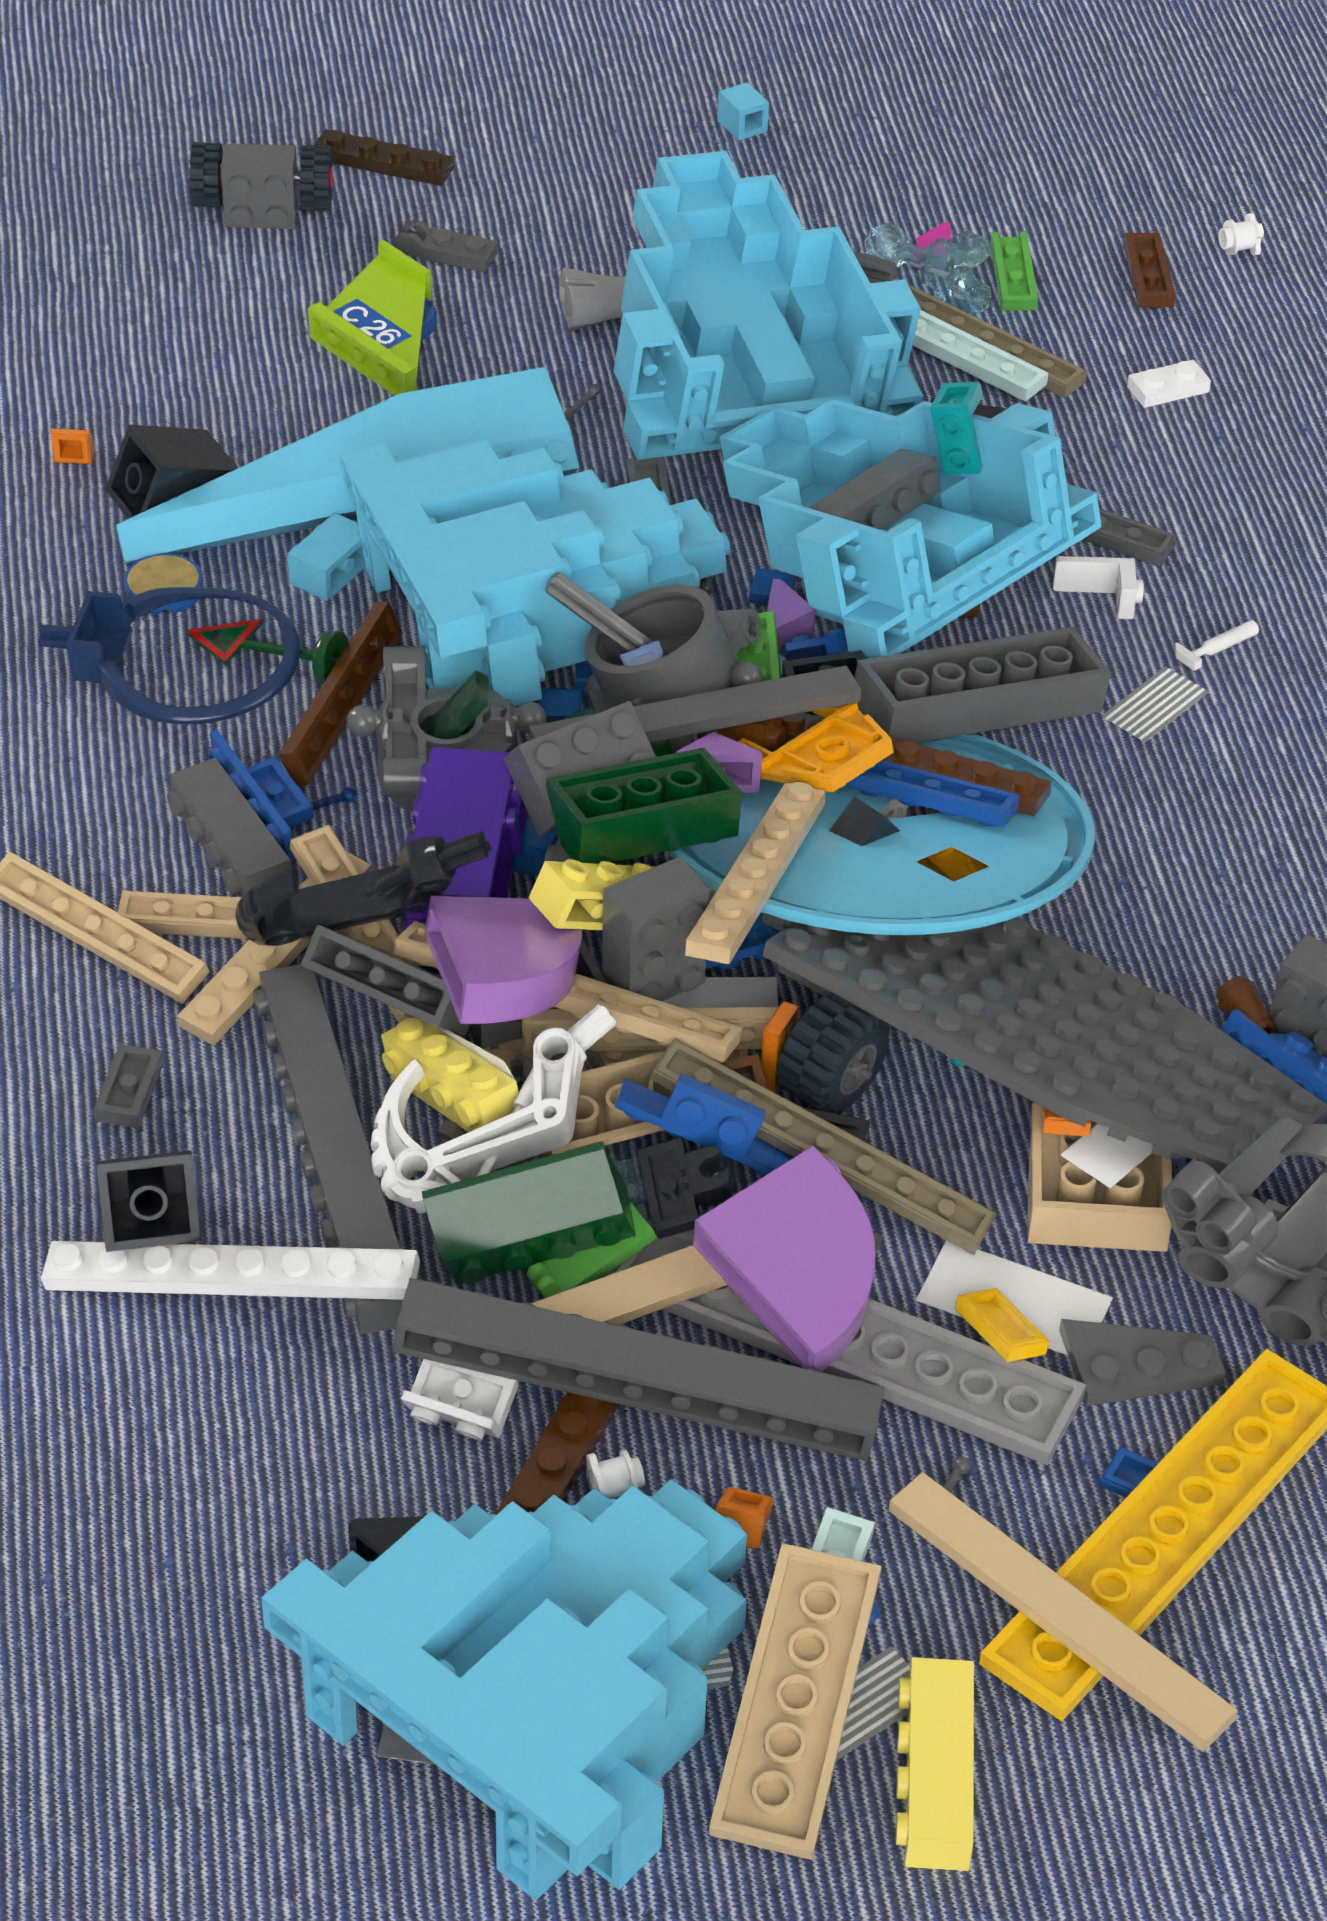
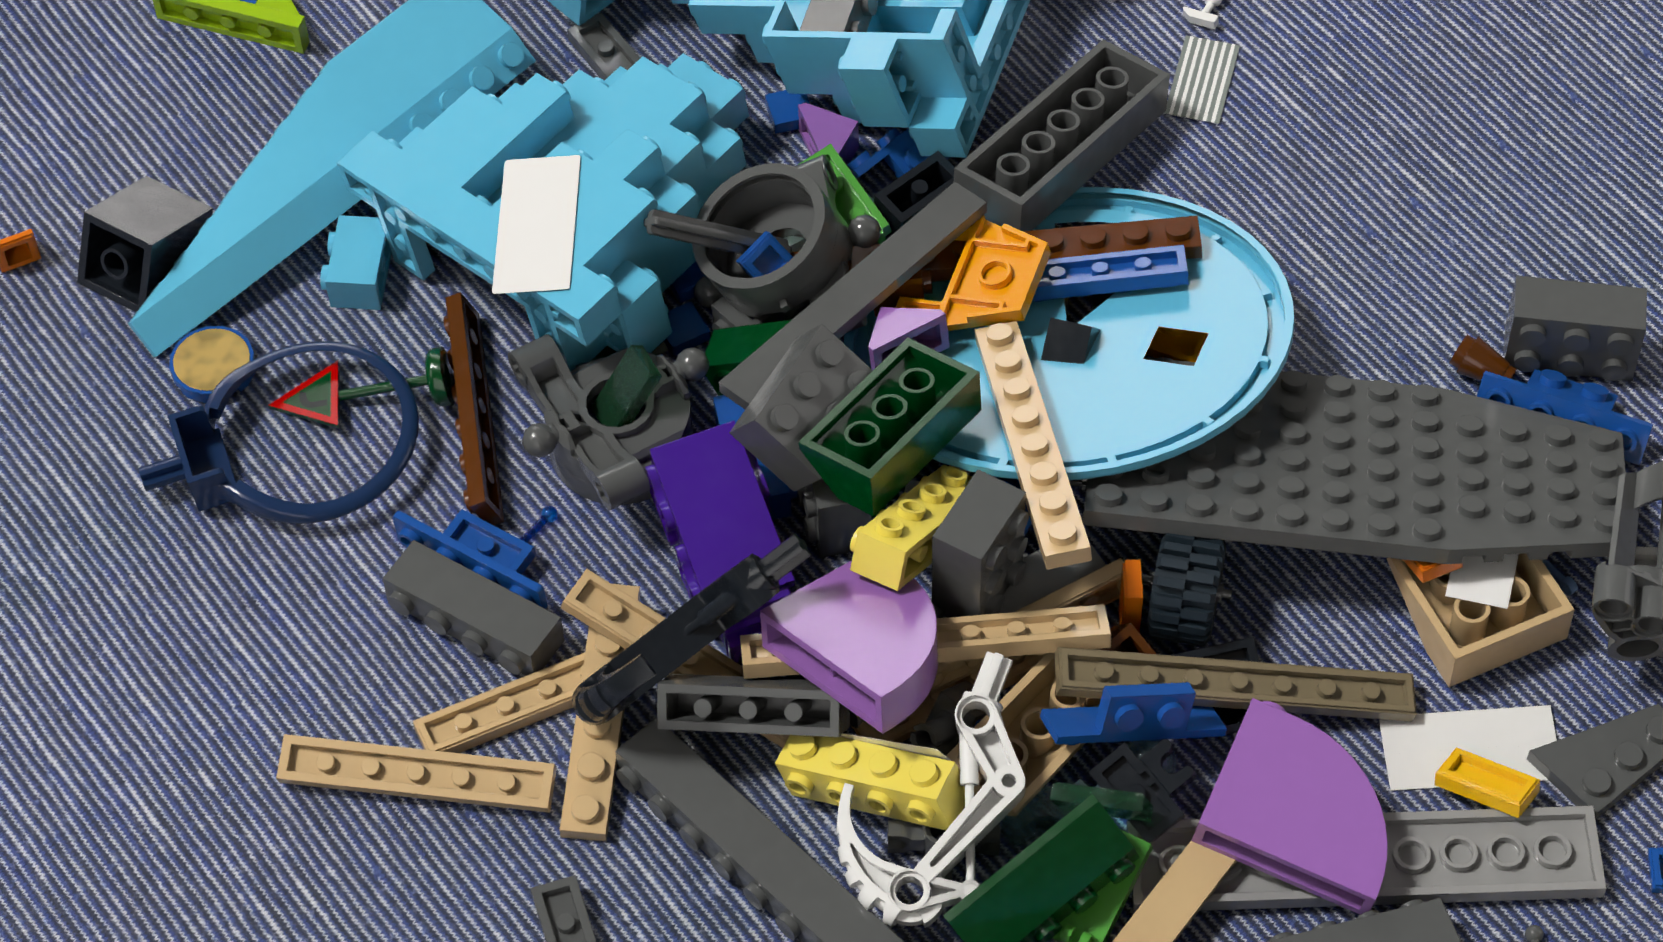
camera: 25 degrees left, 10 degrees up
(457, 548) = (536, 224): none -> white sticker
(640, 1179) = (1116, 802): none -> clear green tile

